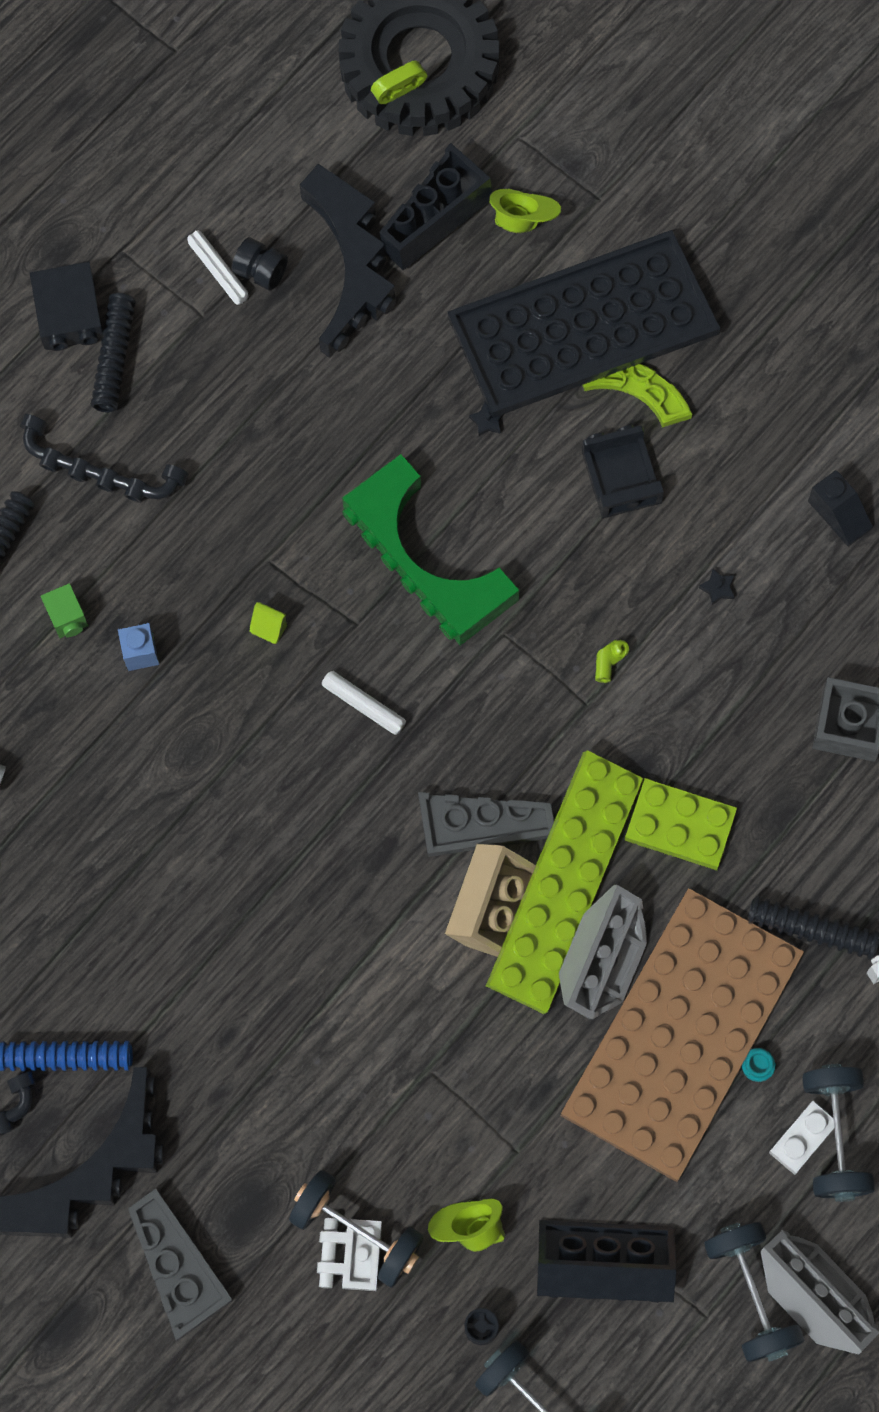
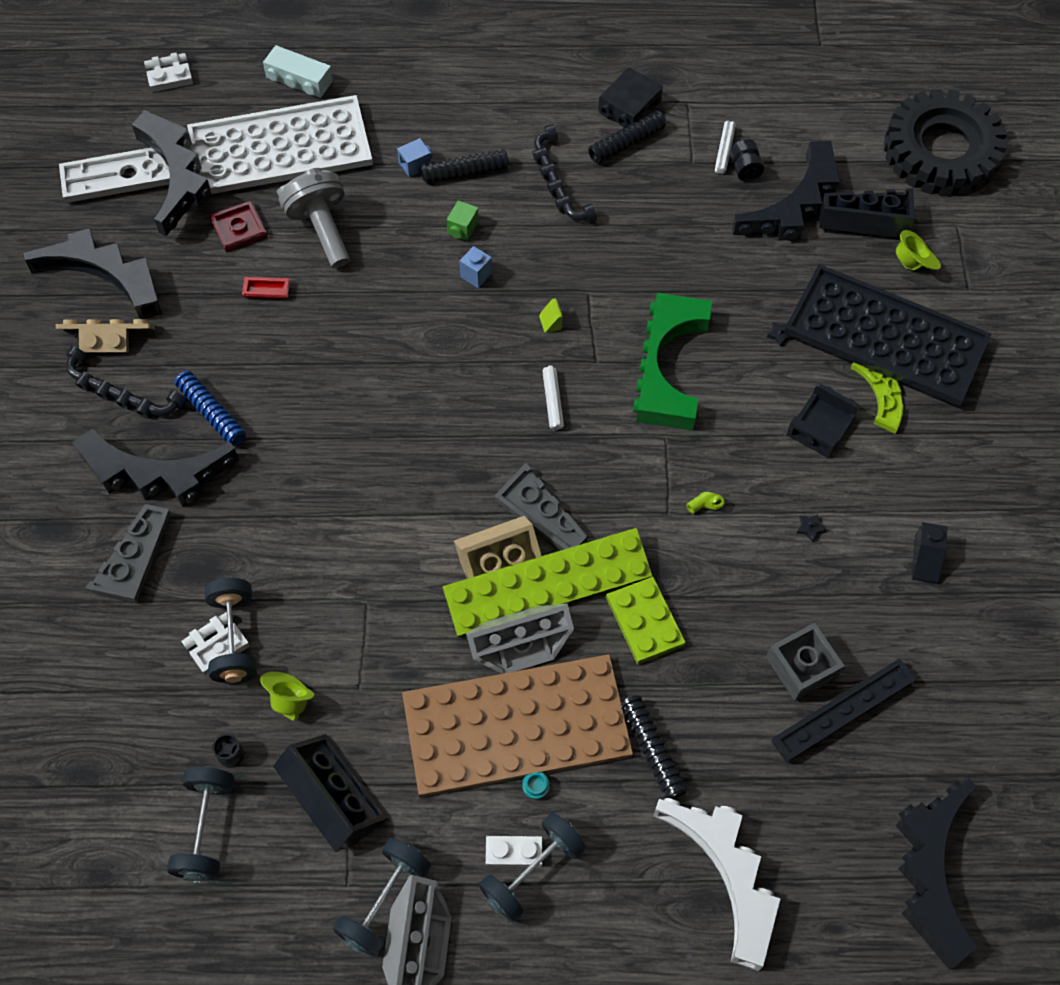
camera: 45 degrees right, 10 degrees down
(399, 82) = (916, 136): lime beam -> none

